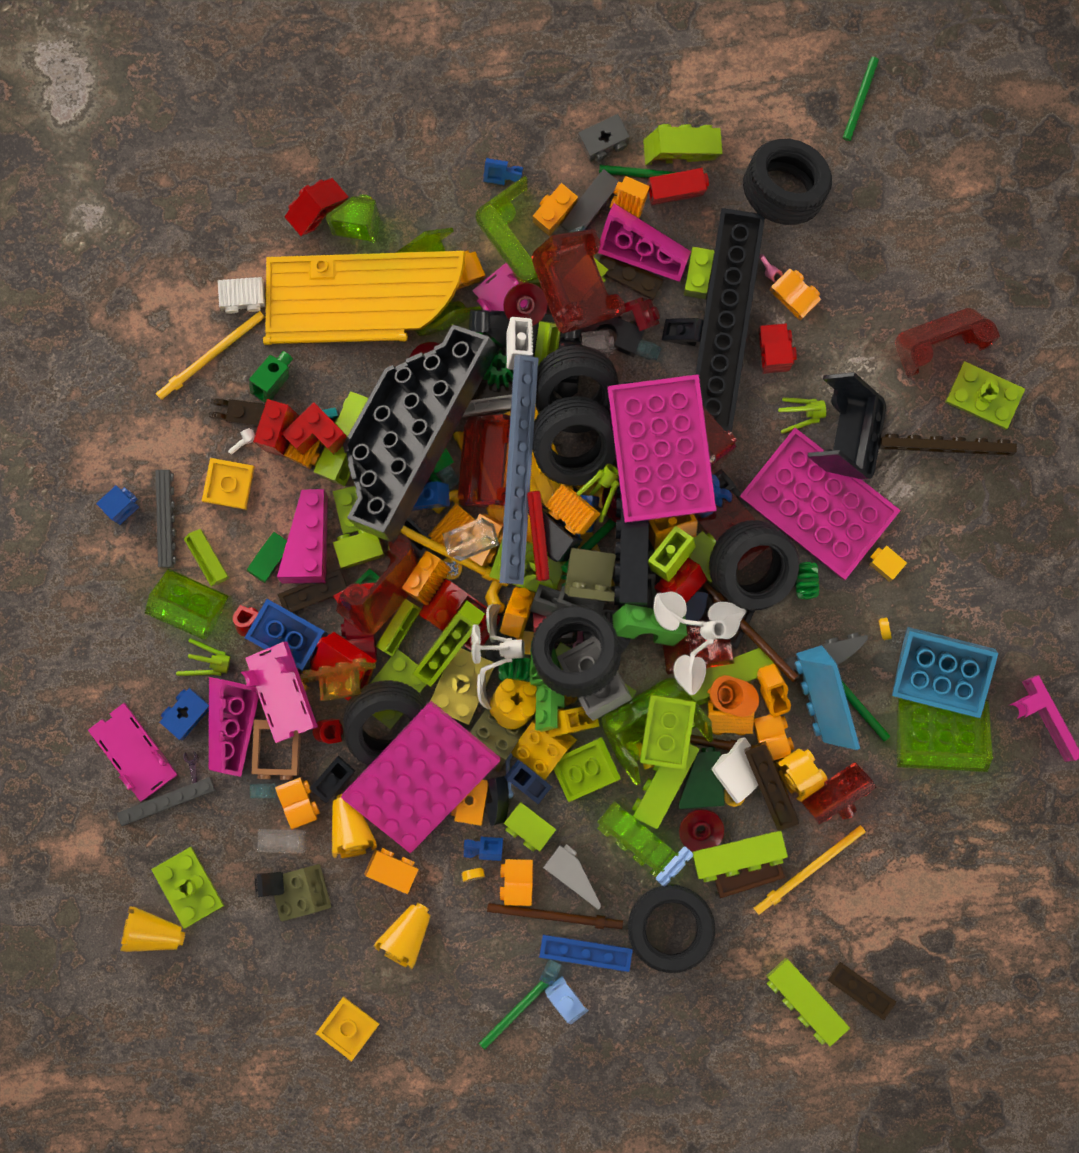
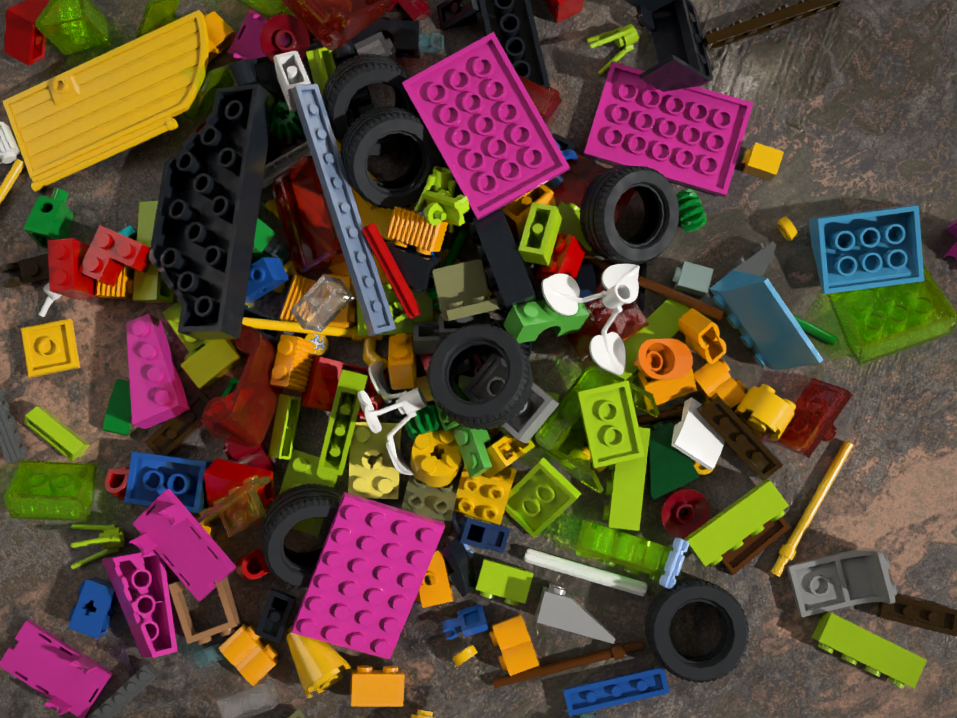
camera: 20 degrees left, 0 degrees up
(600, 502) = (444, 207): none -> lime hips
(600, 847) = (585, 572): none -> white axle
(787, 638) = (692, 278): none -> light aqua brick
(805, 937) = (841, 581): none -> light grey bracket

